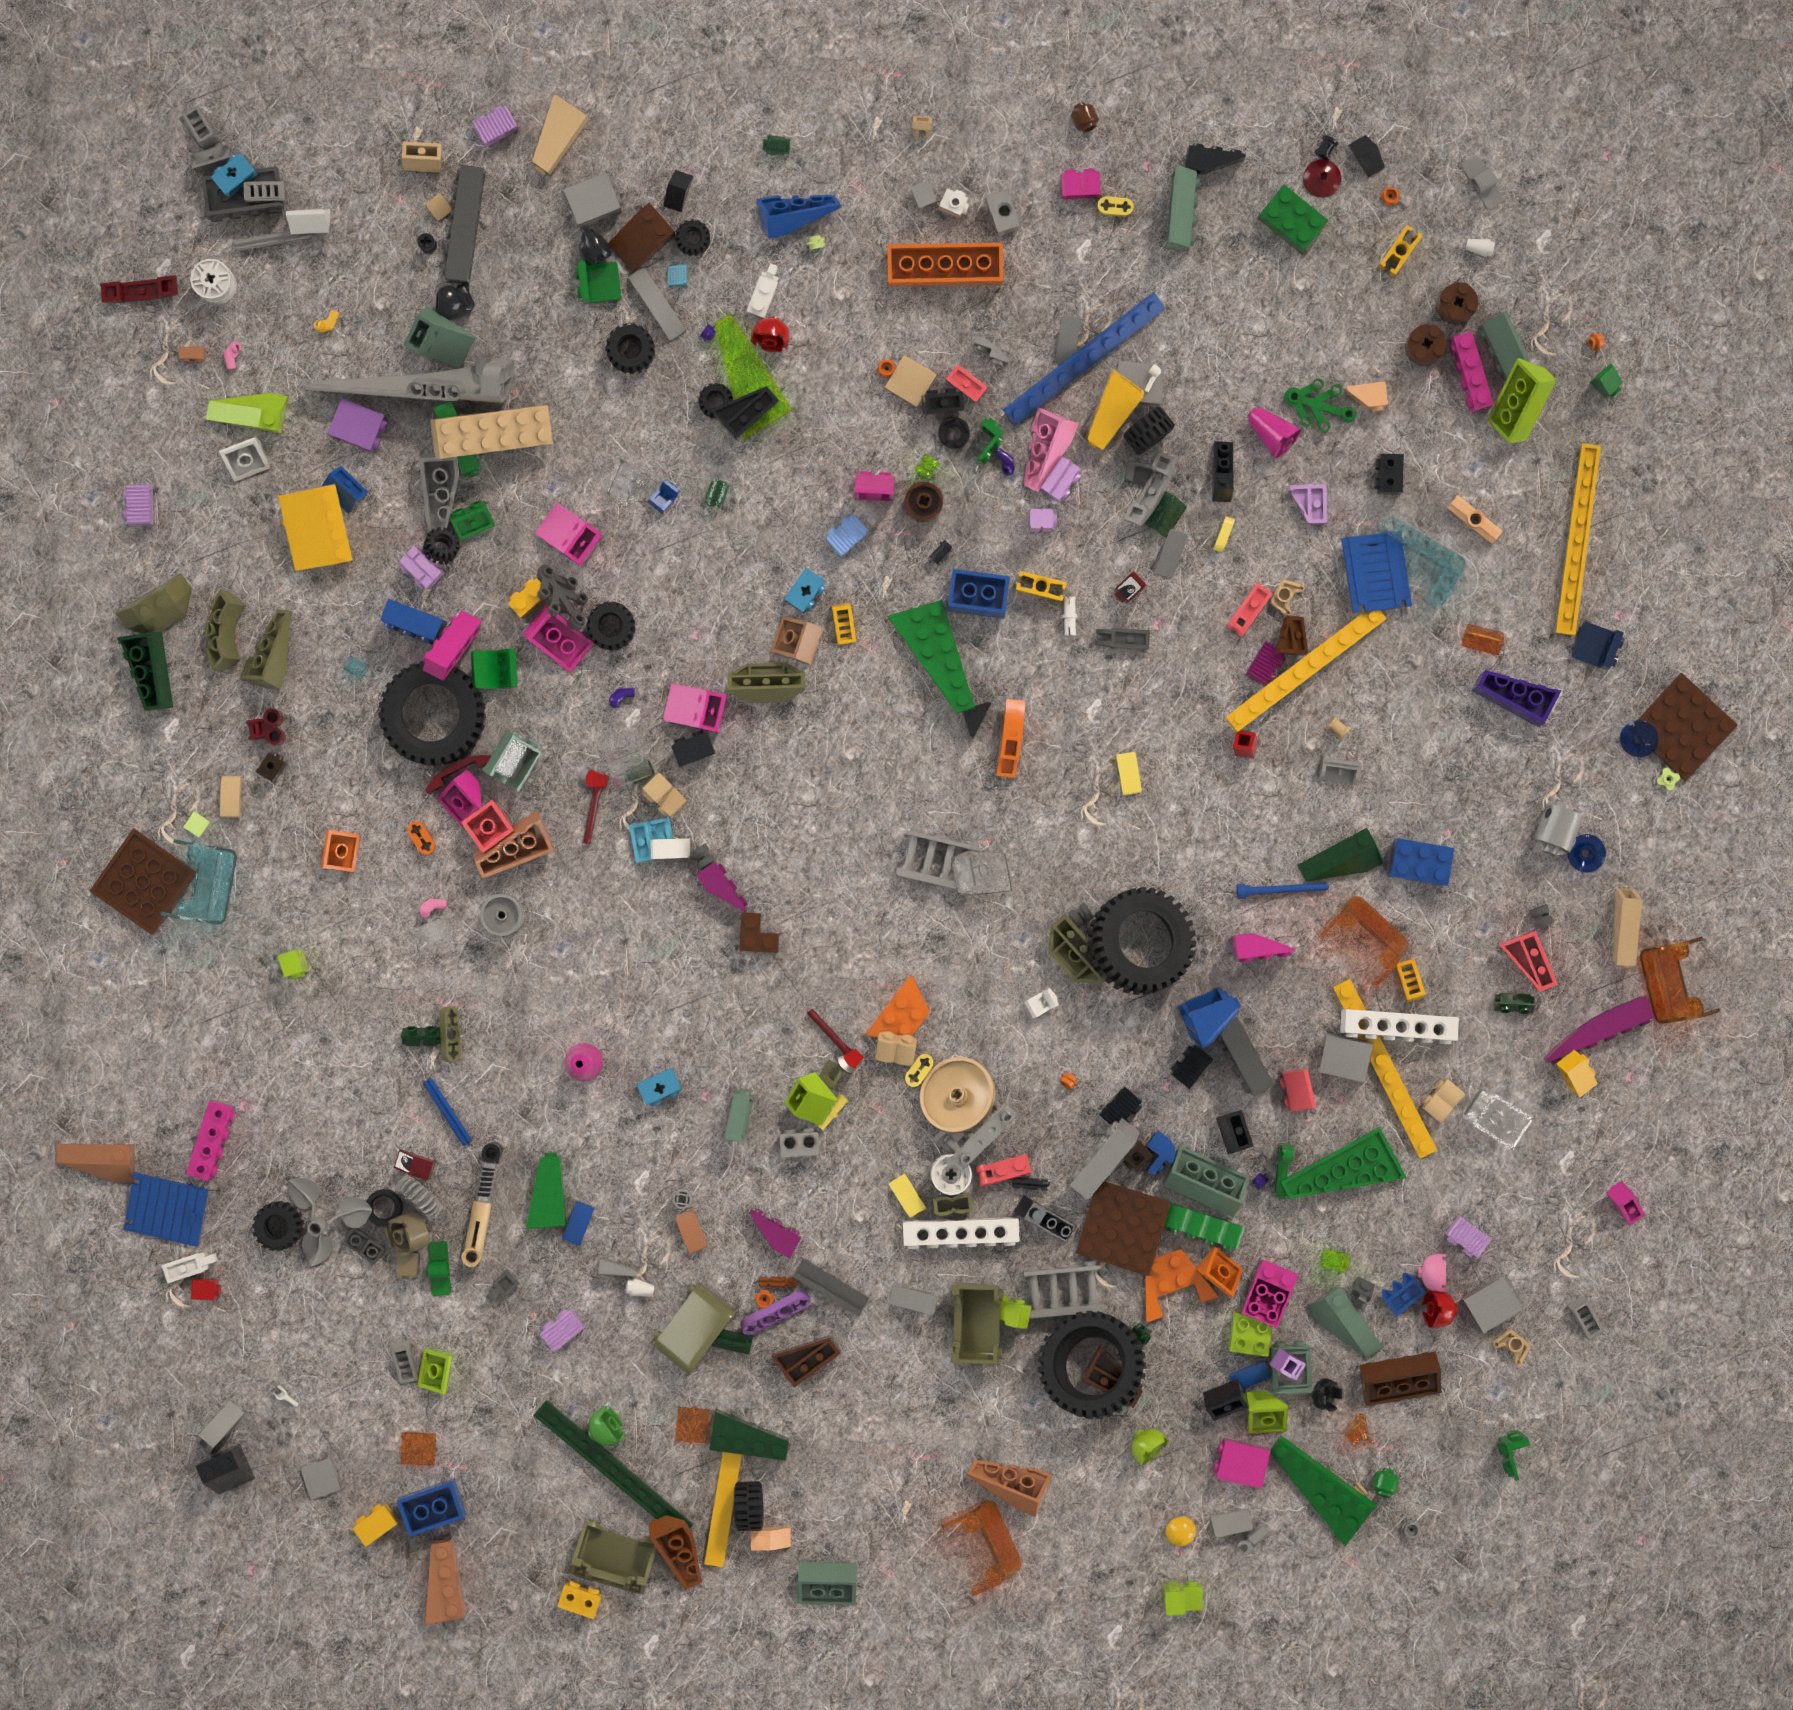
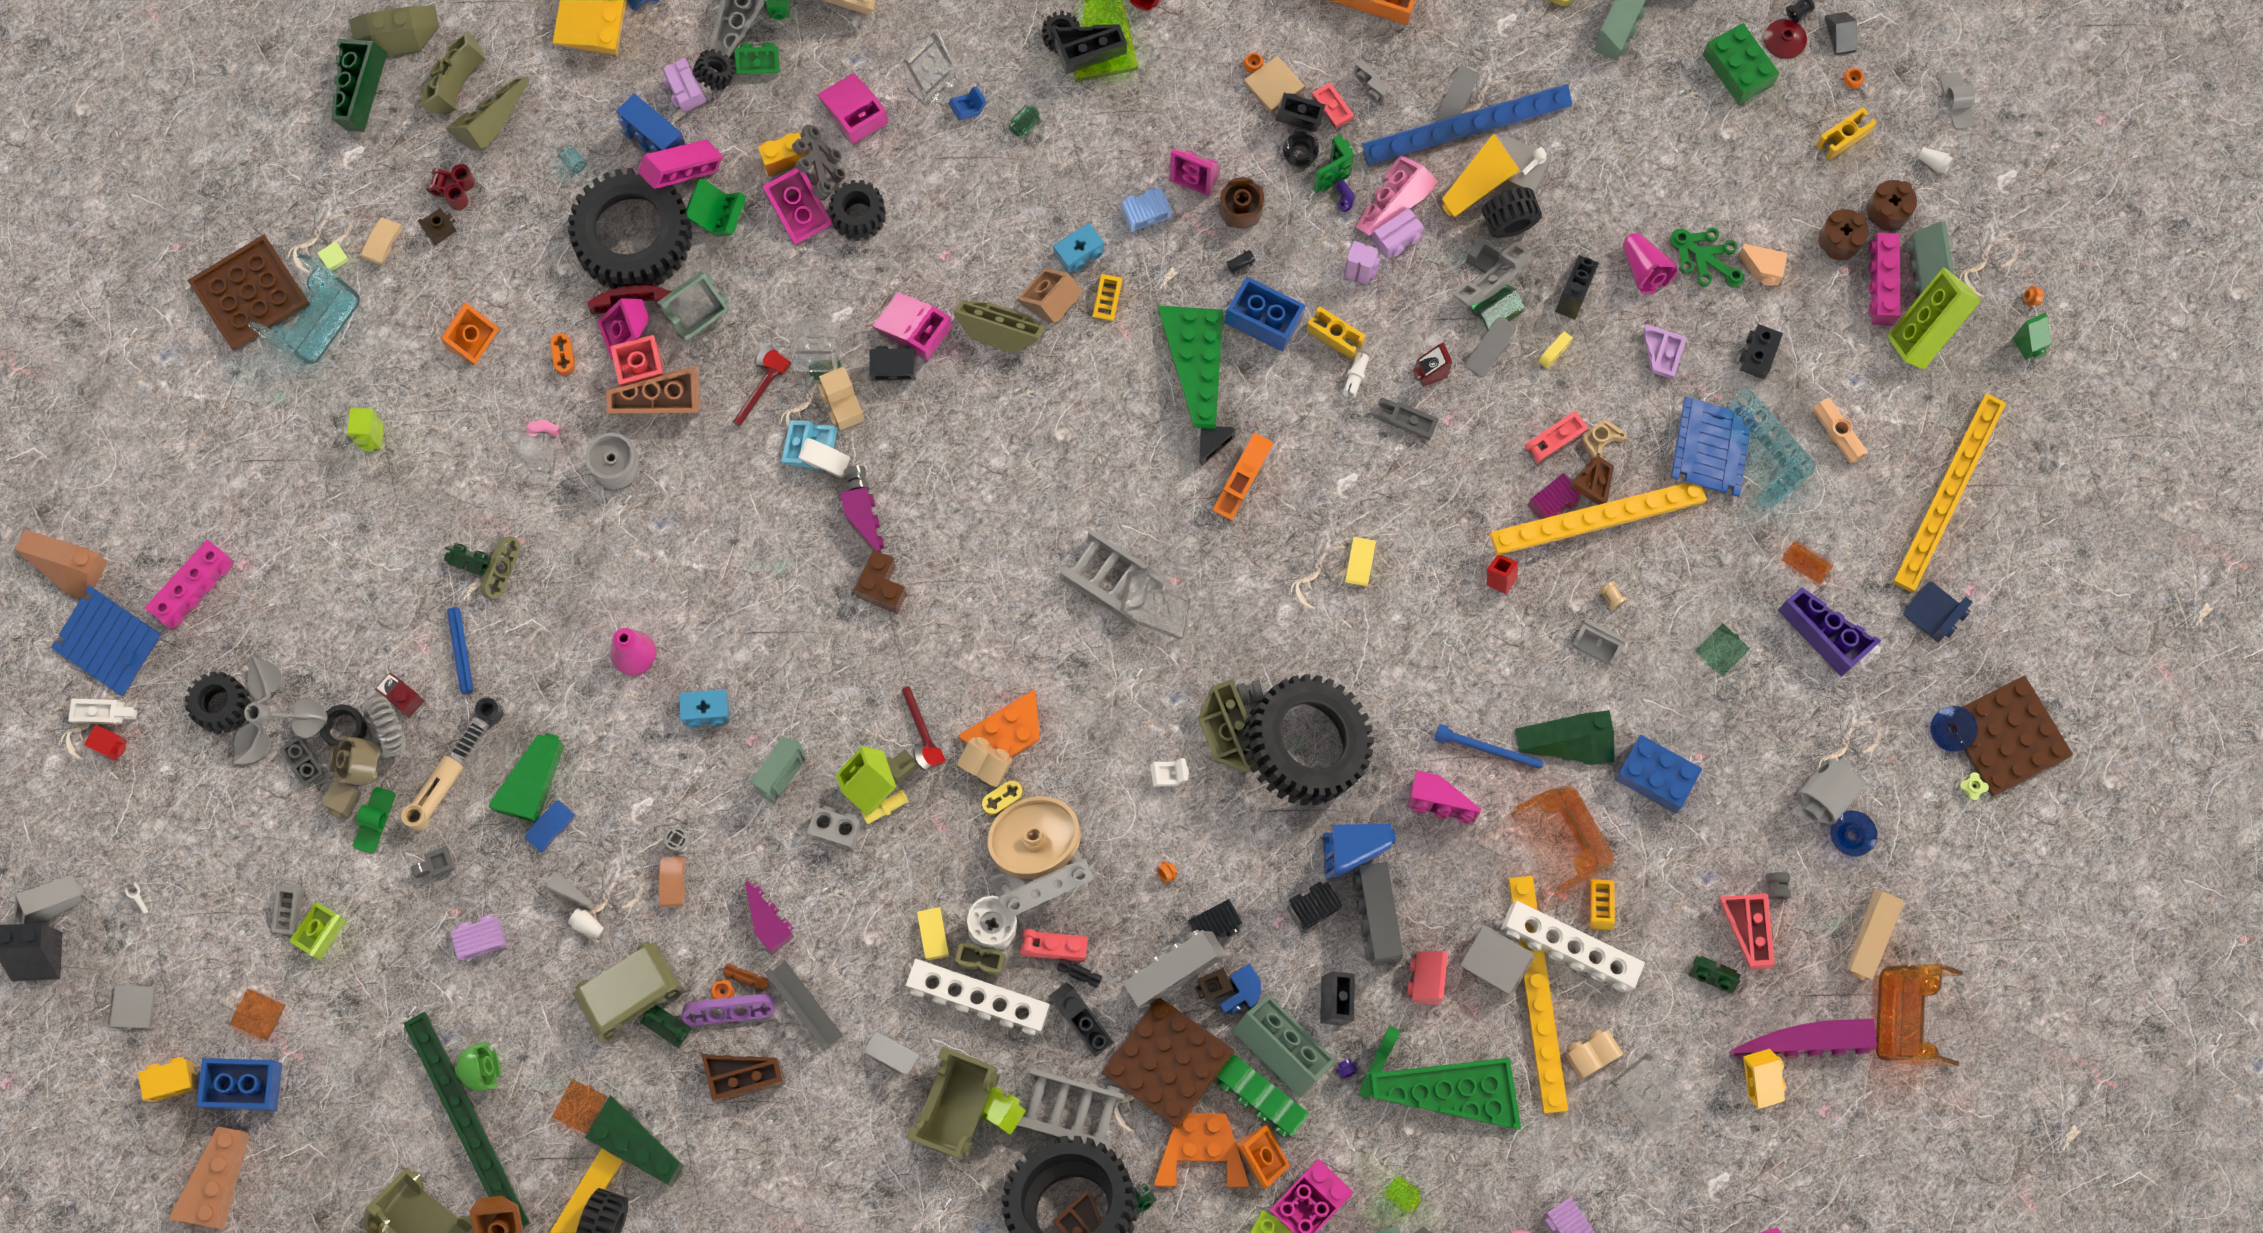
camera: 20 degrees right, 15 degrees down
(619, 694) = (836, 284): dark purple arm -> none
(926, 467) = (1259, 171): clear neon green wheel -> none
(1438, 738) = (1722, 649): none -> clear green piece

